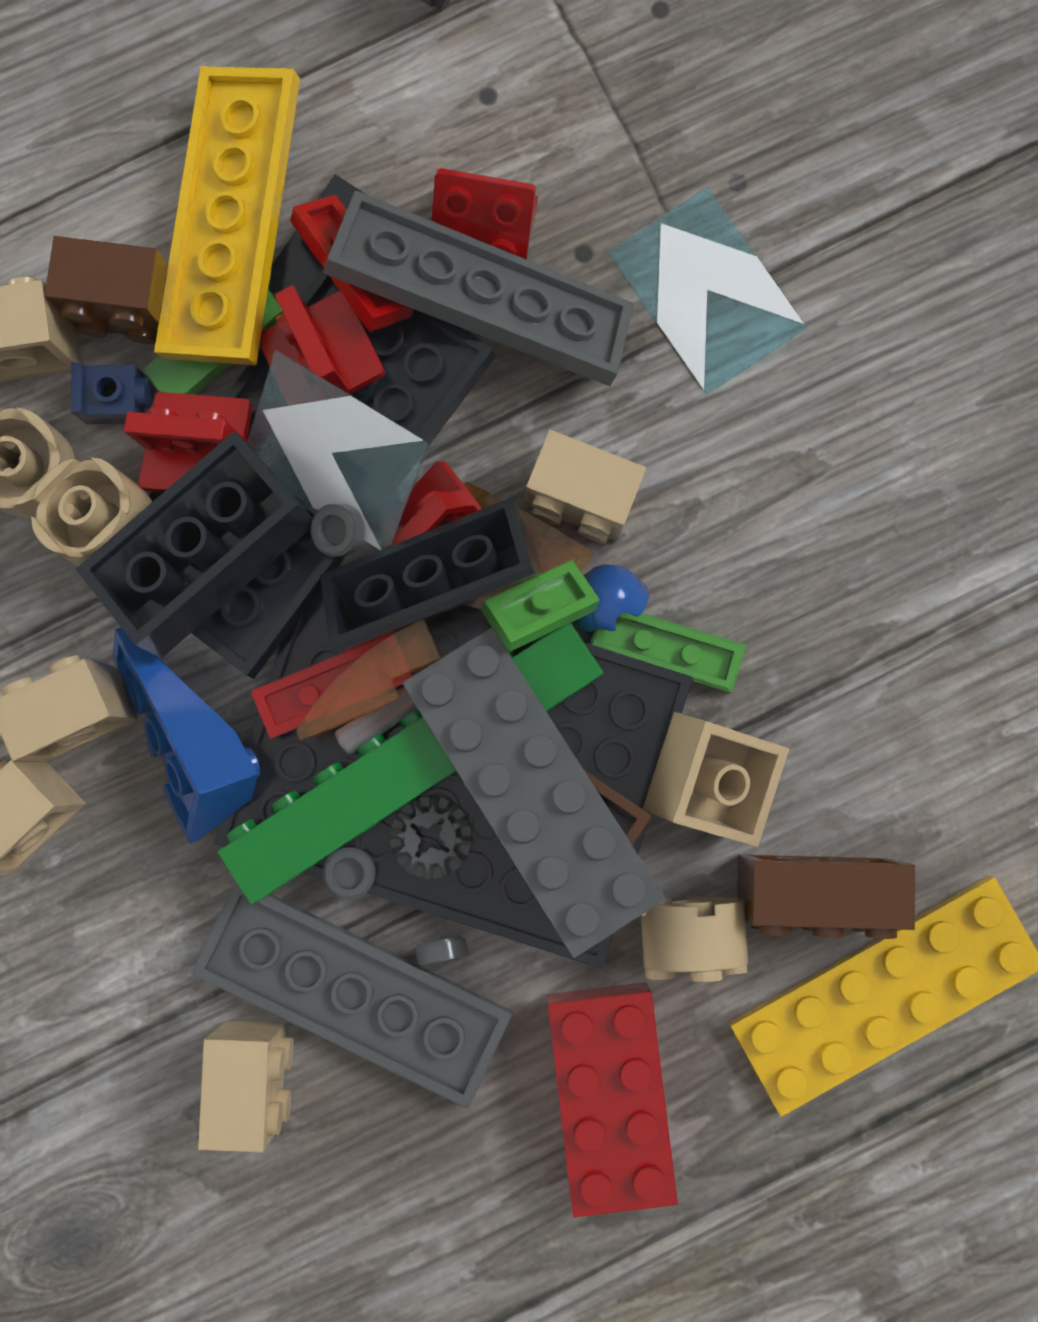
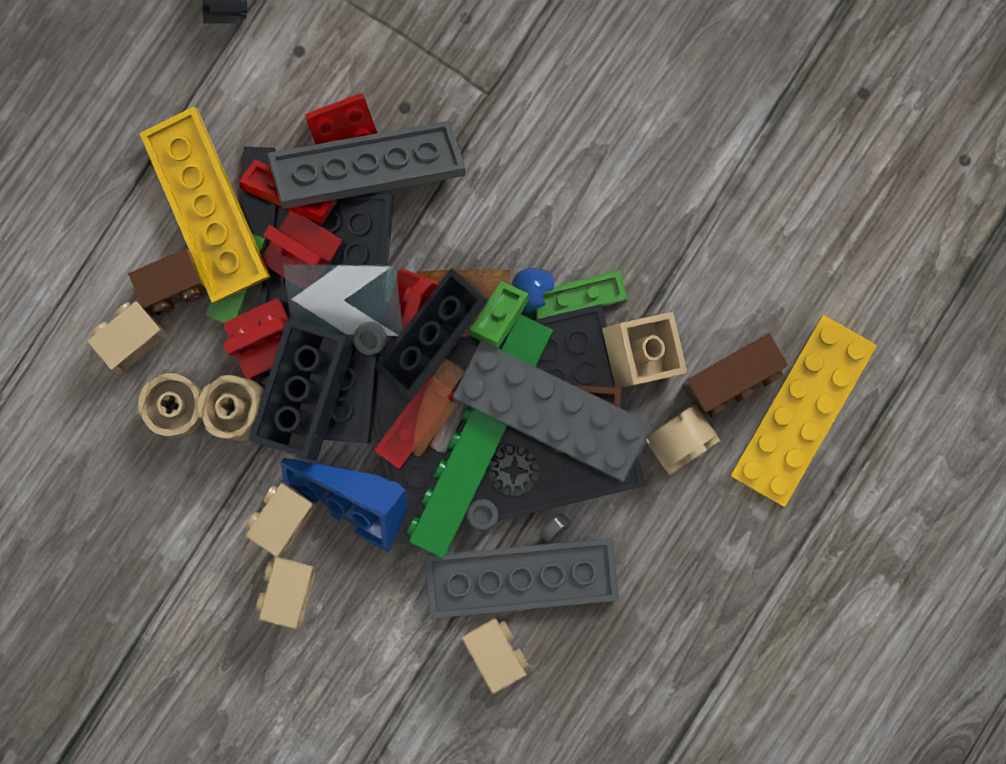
camera: 30 degrees left, 0 degrees up
(89, 392) = (190, 350): dark blue brick -> none
(583, 487) = (484, 239): tan brick -> none
(612, 1099) = (689, 549): red brick -> none
(707, 290) = (484, 88): sticker -> none

